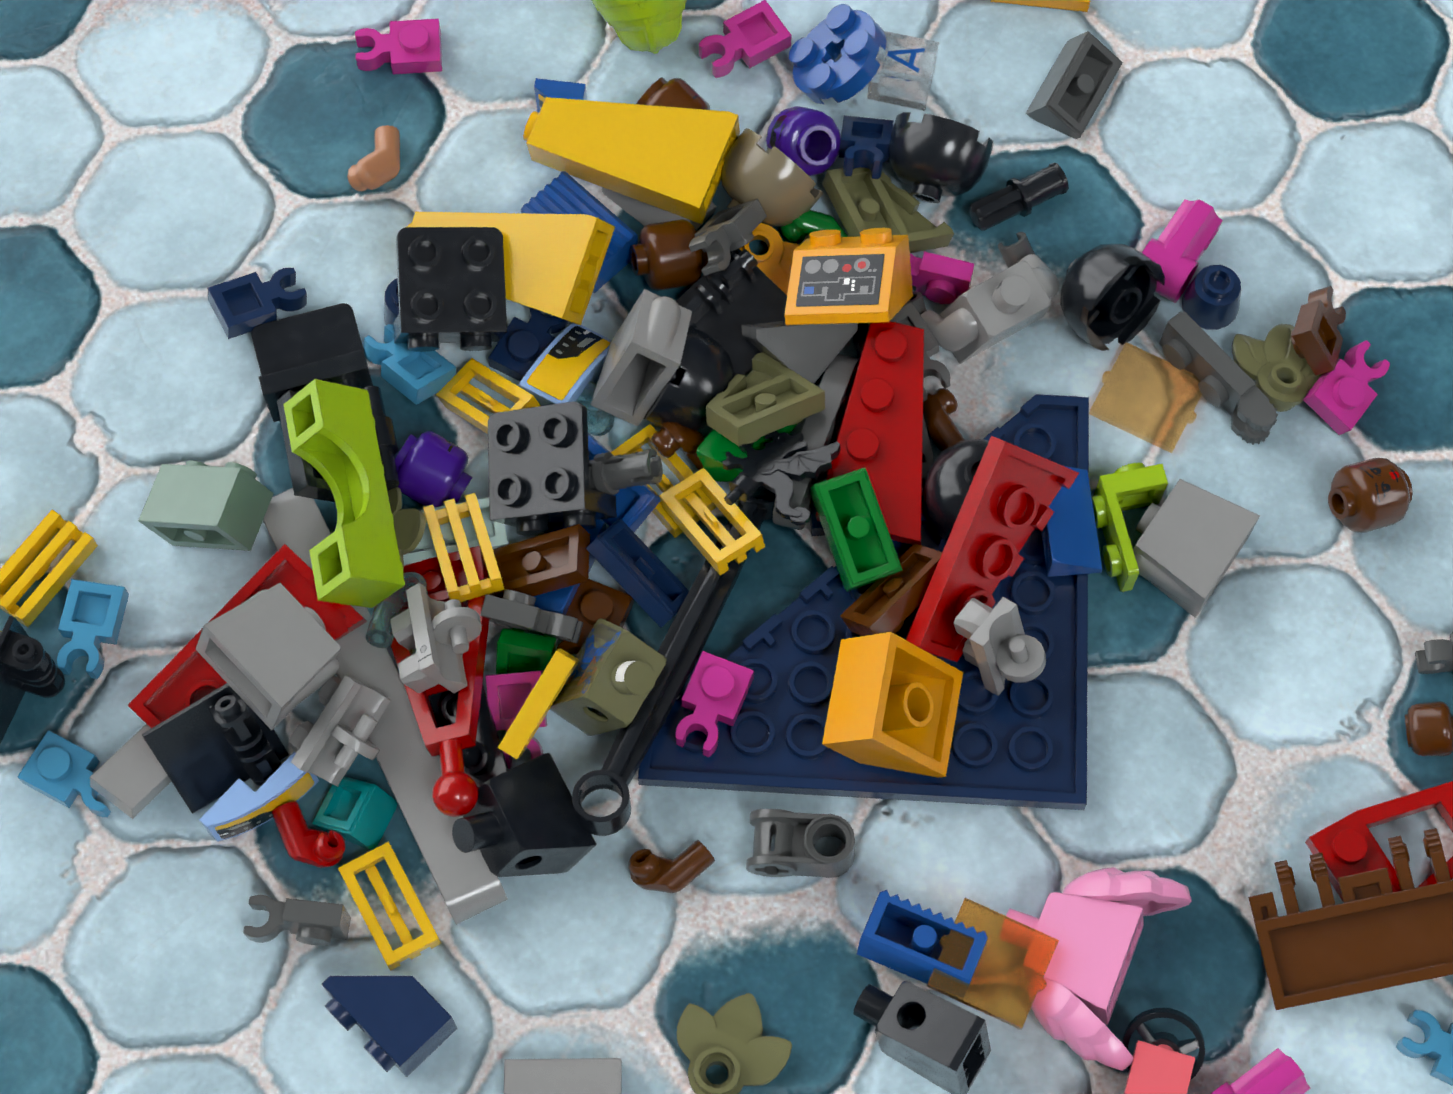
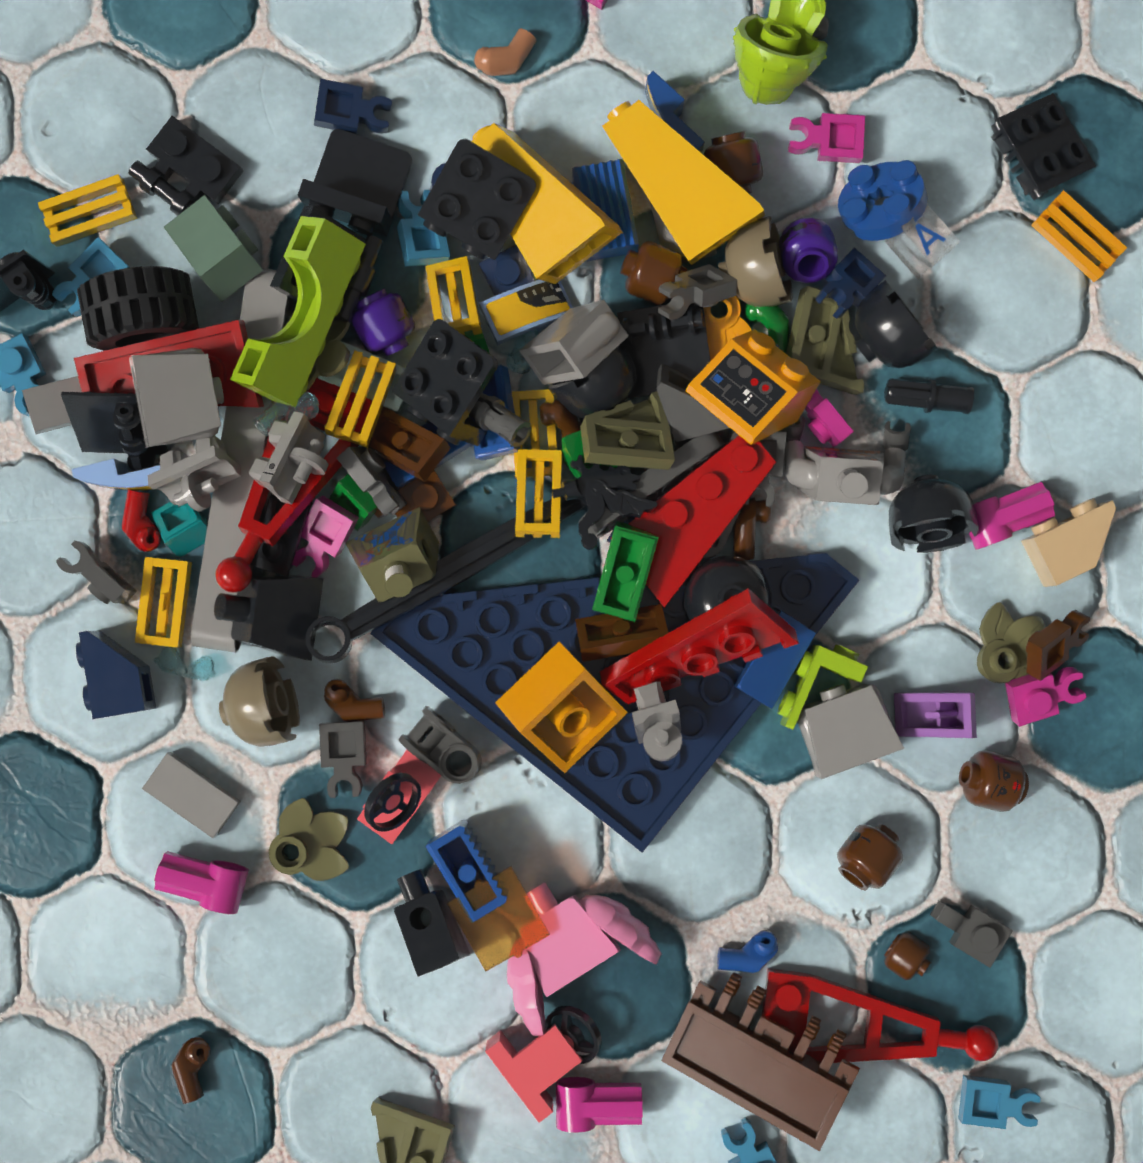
camera: 35 degrees right, 20 degrees up
(117, 451) = (192, 159): none -> black plate
(161, 604) = (136, 306): none -> black tyre
(442, 965) = (172, 662): none -> clear light blue piece
(538, 703) = (333, 545): yellow tile -> none
(570, 928) = (260, 703): none -> dark tan cylinder
(639, 572) = (462, 496): dark blue tile -> none
(695, 921) = (343, 748): none -> dark grey plate
(714, 696) = (456, 614): dark pink plate -> none
(791, 930) = (398, 796): none -> piece
(1075, 85) = (1037, 335): dark grey slope -> none
(1147, 397) = (905, 603): clear orange piece -> none
(1213, 297) = (1003, 564): dark blue hat -> none
(1220, 378) = (960, 629): dark grey hinge -> none
(1258, 236) = (1072, 545): none -> tan slope
(1266, 467) = (935, 714): none -> medium lavender slope
(1280, 835) = (751, 956): none -> blue arm
(1313, 649) = (870, 856): none -> reddish brown head

